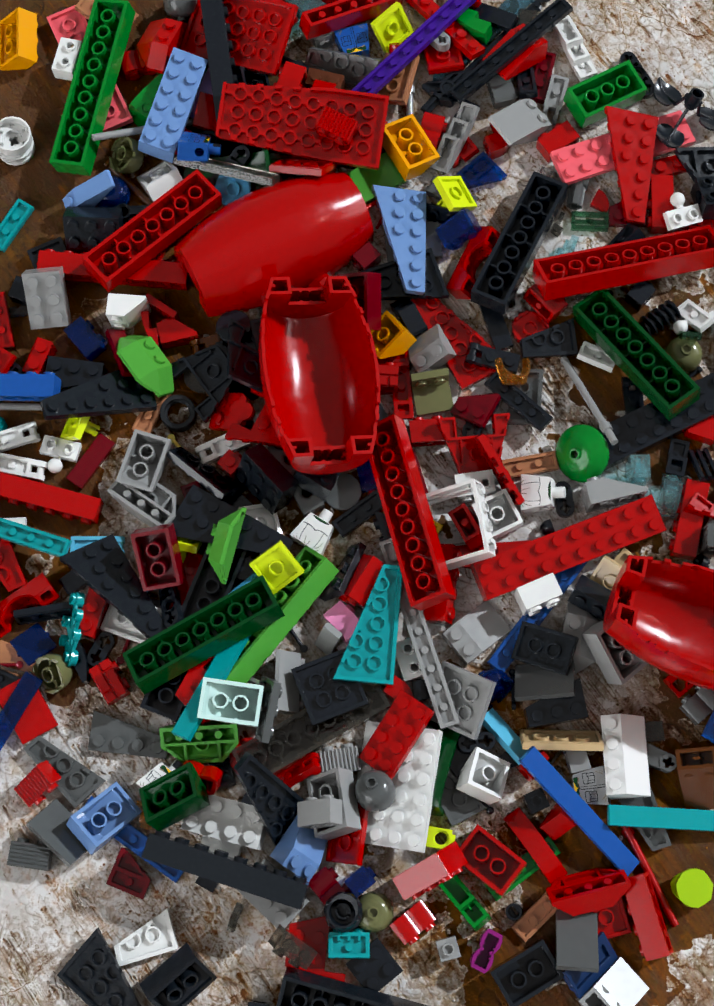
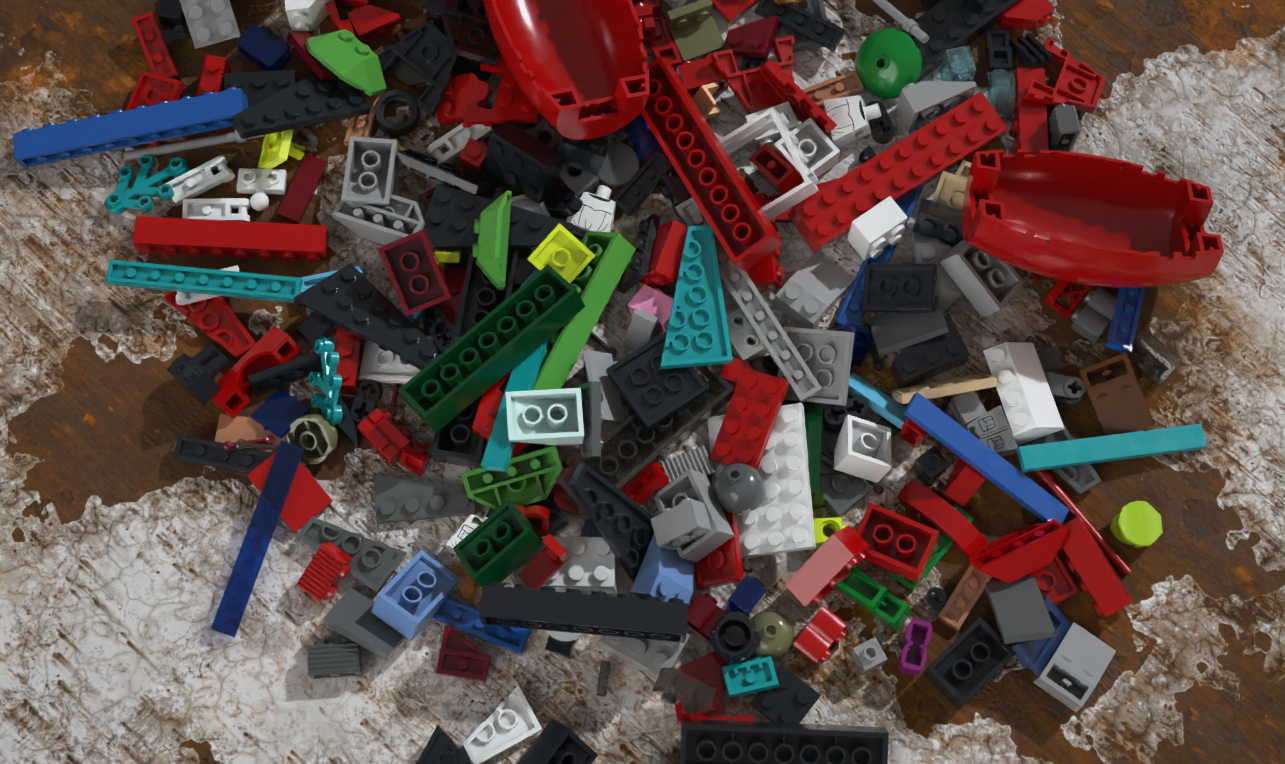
camera: 20 degrees left, 5 degrees down
(129, 705) = (415, 458): none -> red tile
(205, 820) = (544, 564): none -> red bracket
(292, 518) = (564, 203): none -> black beam
(424, 455) = (706, 102): none -> light nougat panel

